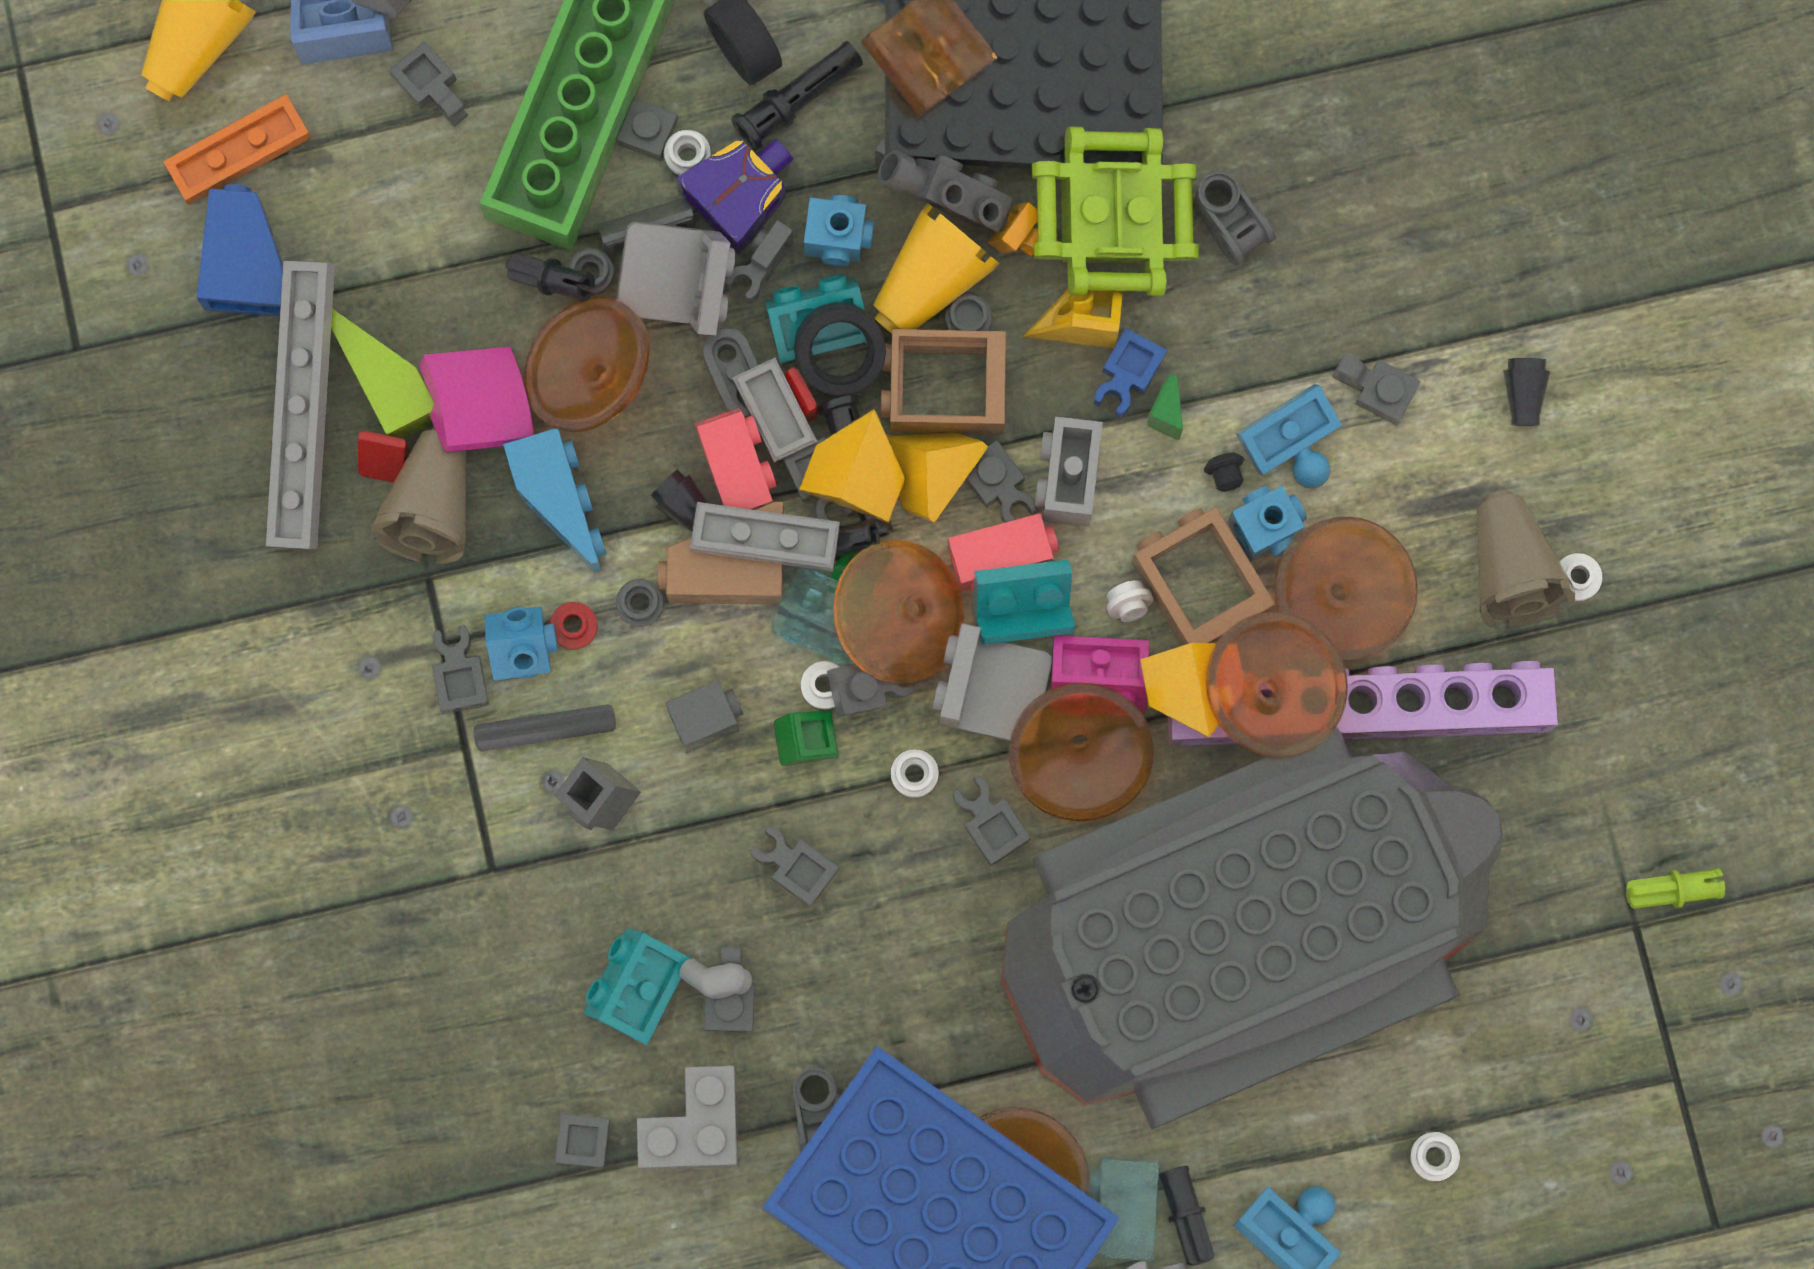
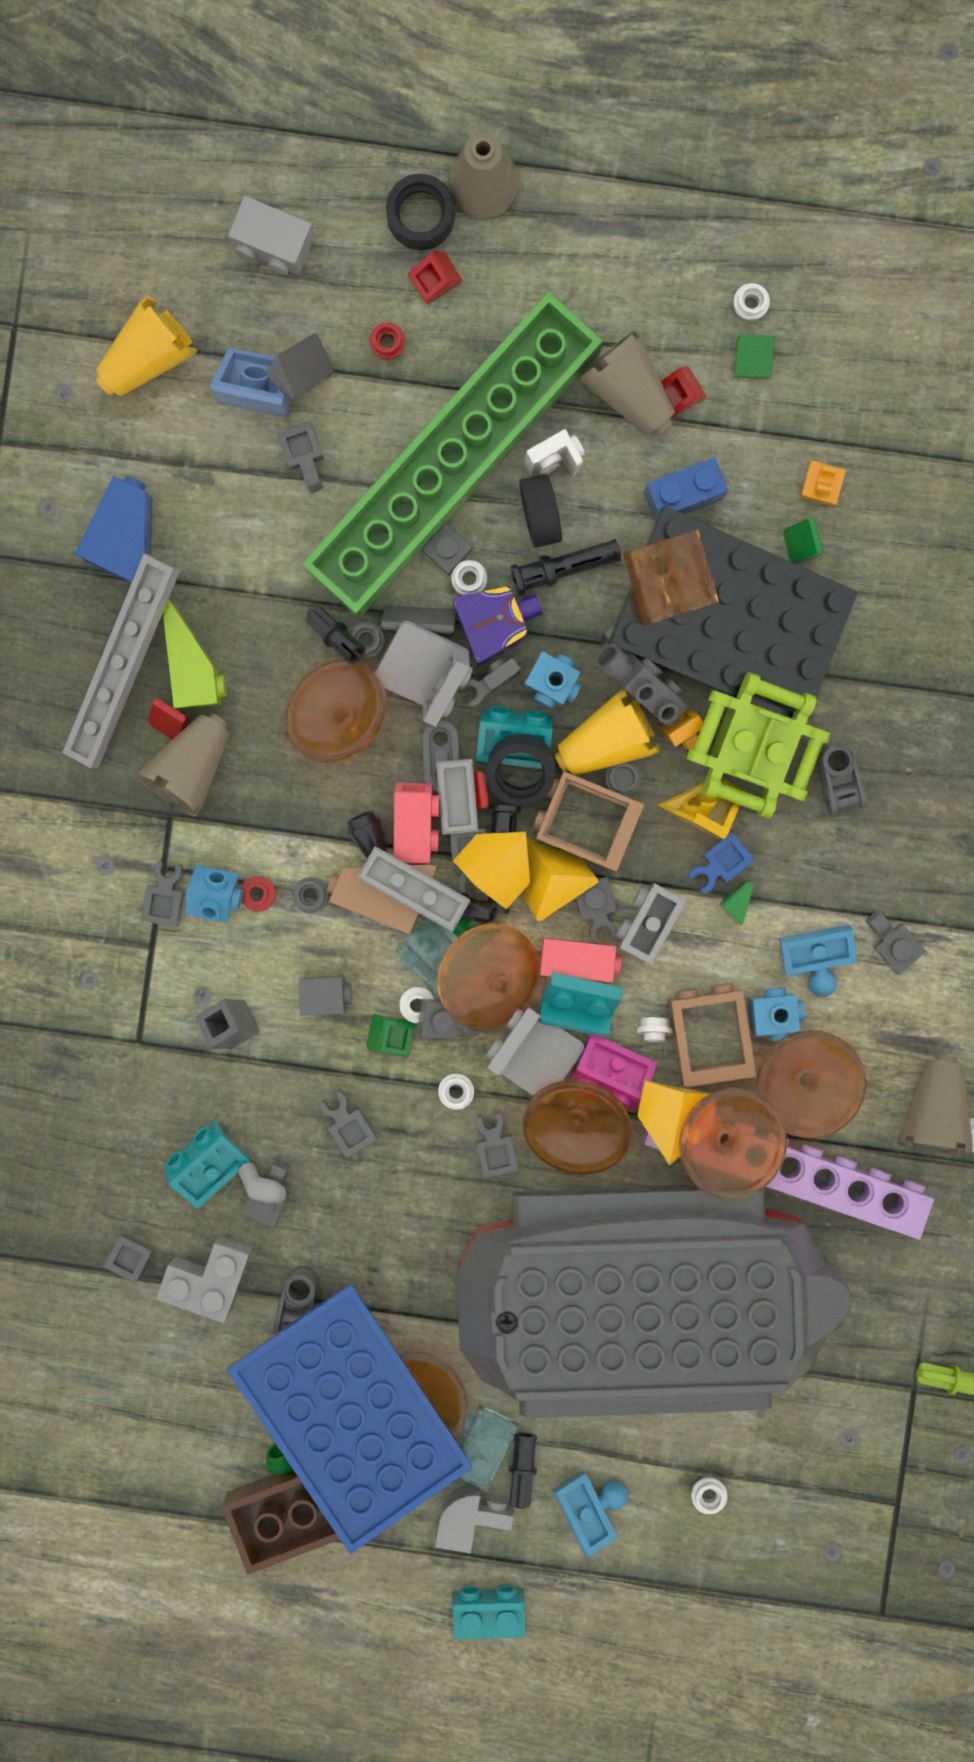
camera: 25 degrees right, 10 degrees up
(237, 149) = (146, 451): orange plate -> none
(477, 398) = (249, 705): dark pink slope -> none
(544, 727) = (210, 958): dark grey axle -> none
(546, 485) = (276, 784): dark azure slope -> none
(1226, 471) = (761, 962): black piece -> none

